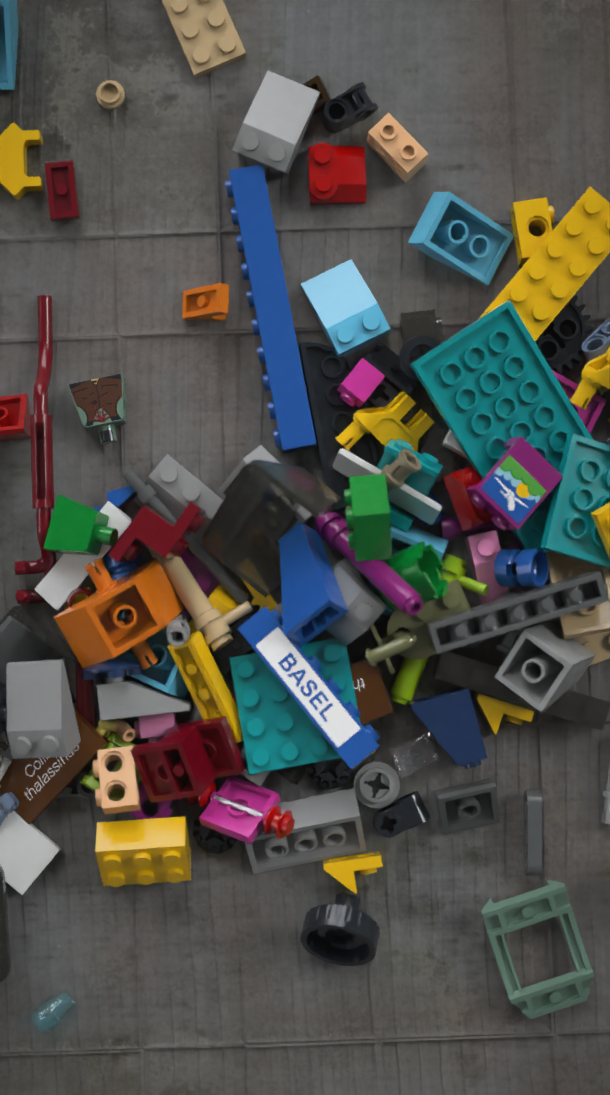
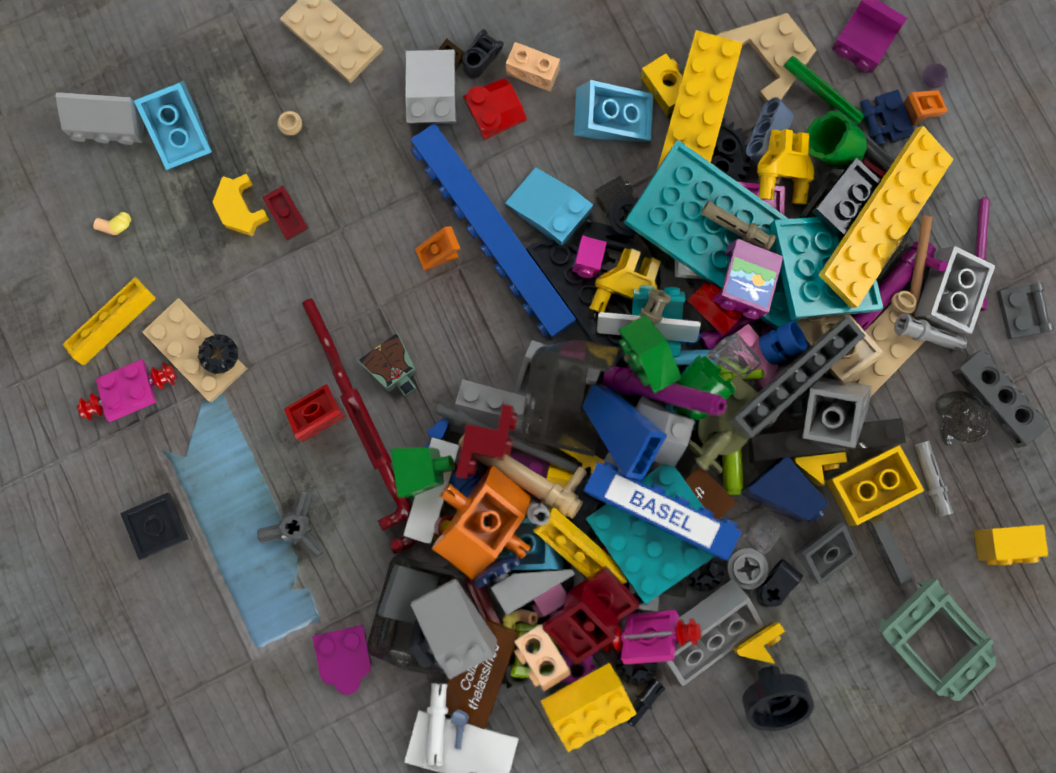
camera: 25 degrees left, 5 degrees down
(207, 871) = (645, 700): none -> black axle
(464, 558) = (735, 356): none -> clear slope
(539, 434) = (747, 232): none -> dark tan pin
(549, 760) = (874, 486): none -> yellow brick

